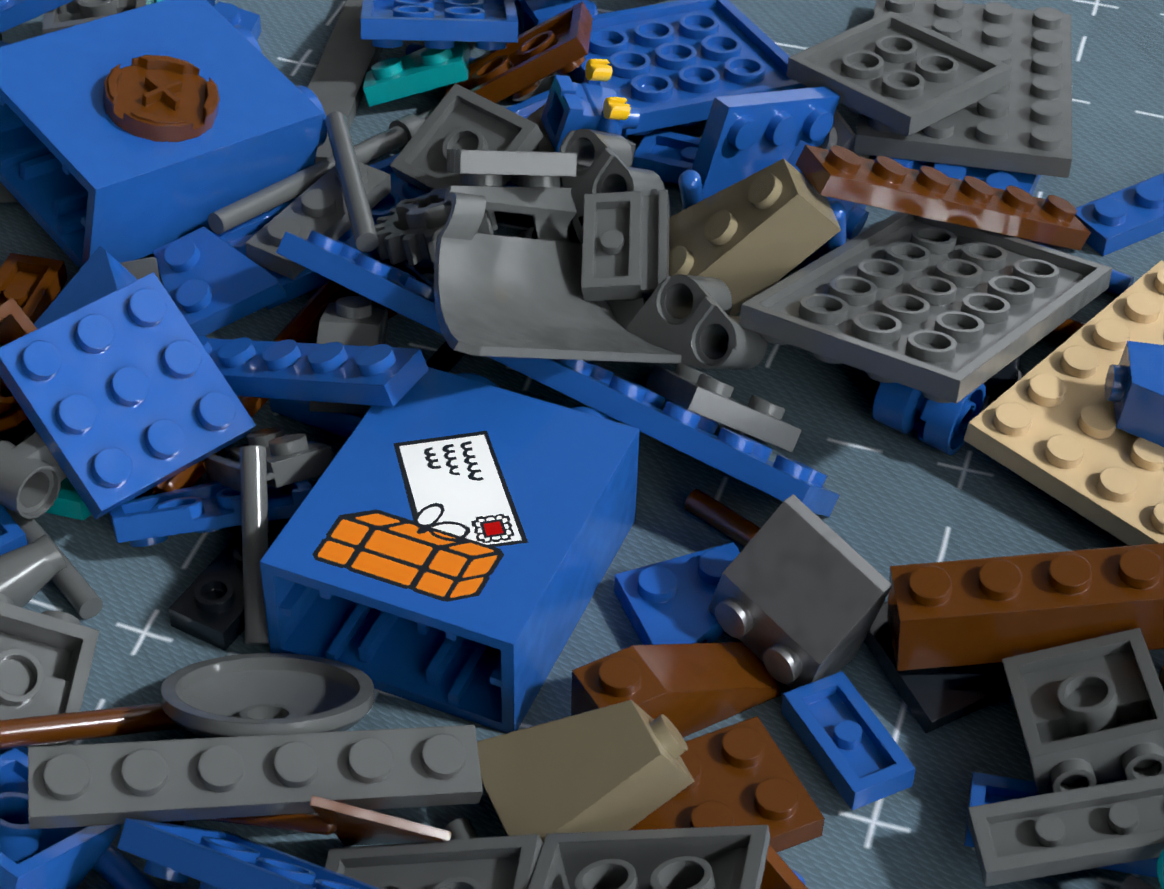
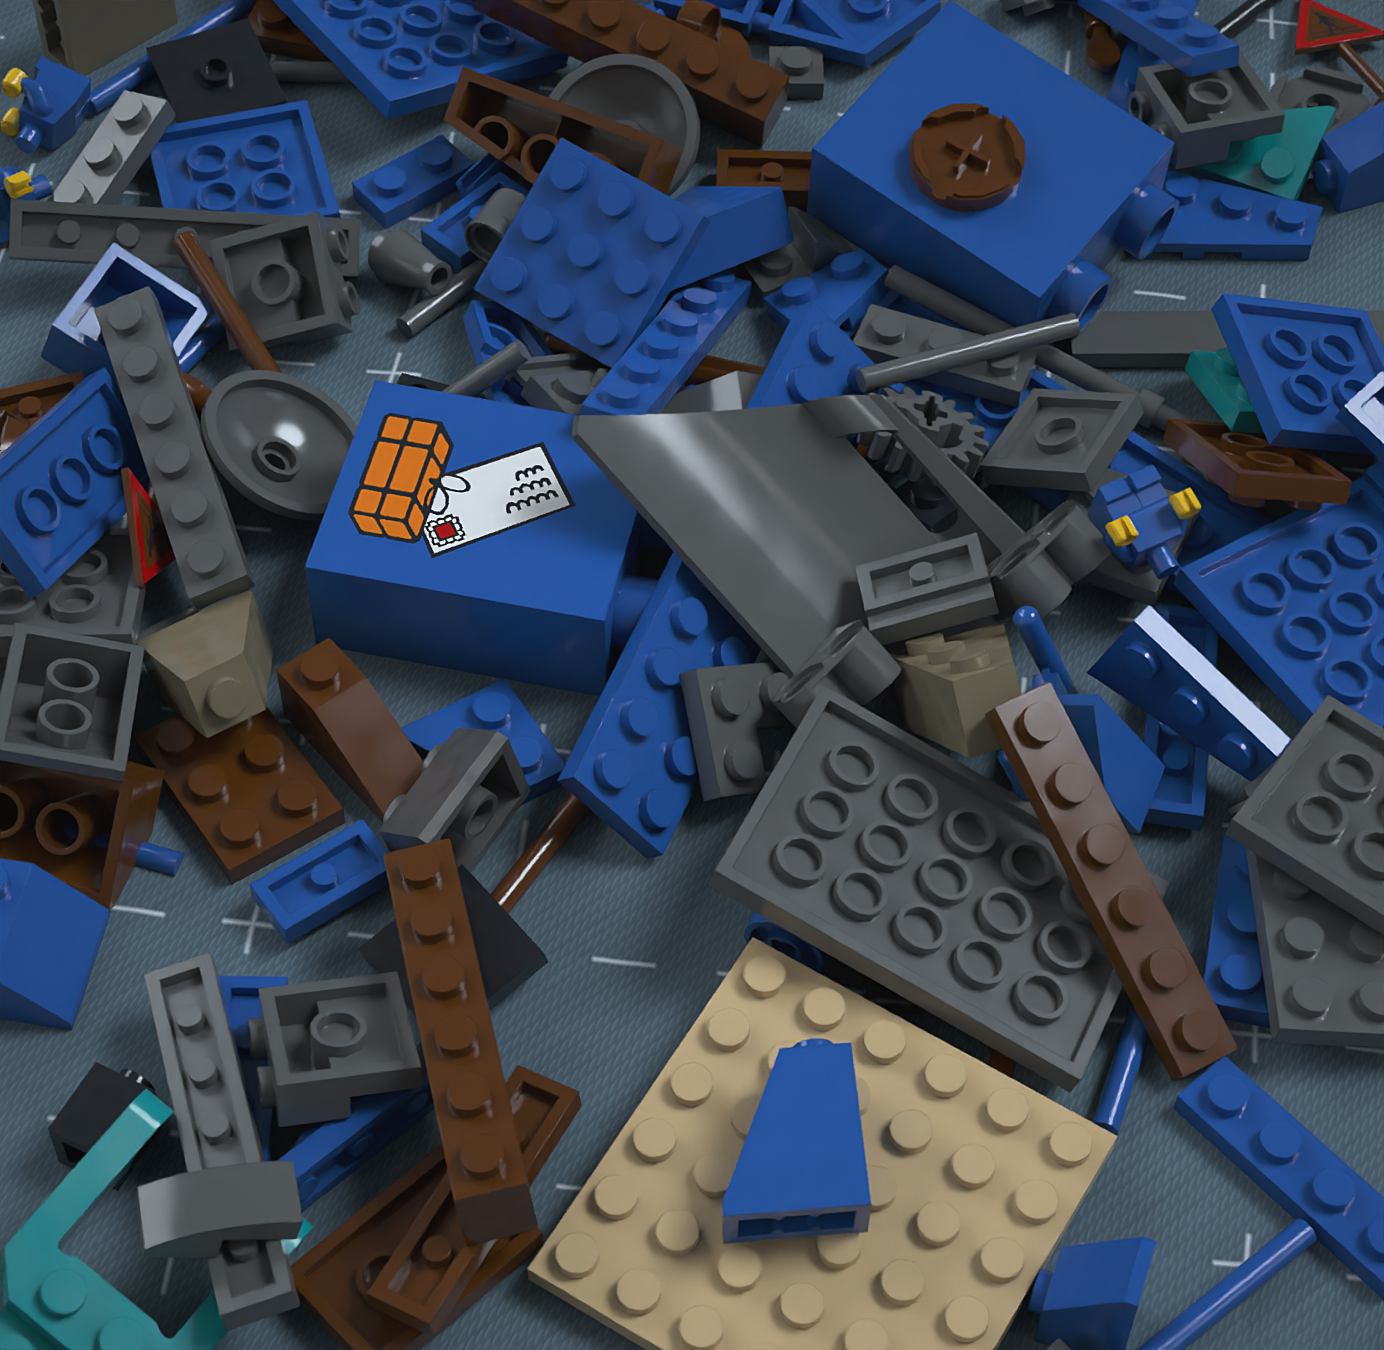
camera: 80 degrees right, 10 degrees up
(531, 168) = (987, 454): plate -> none

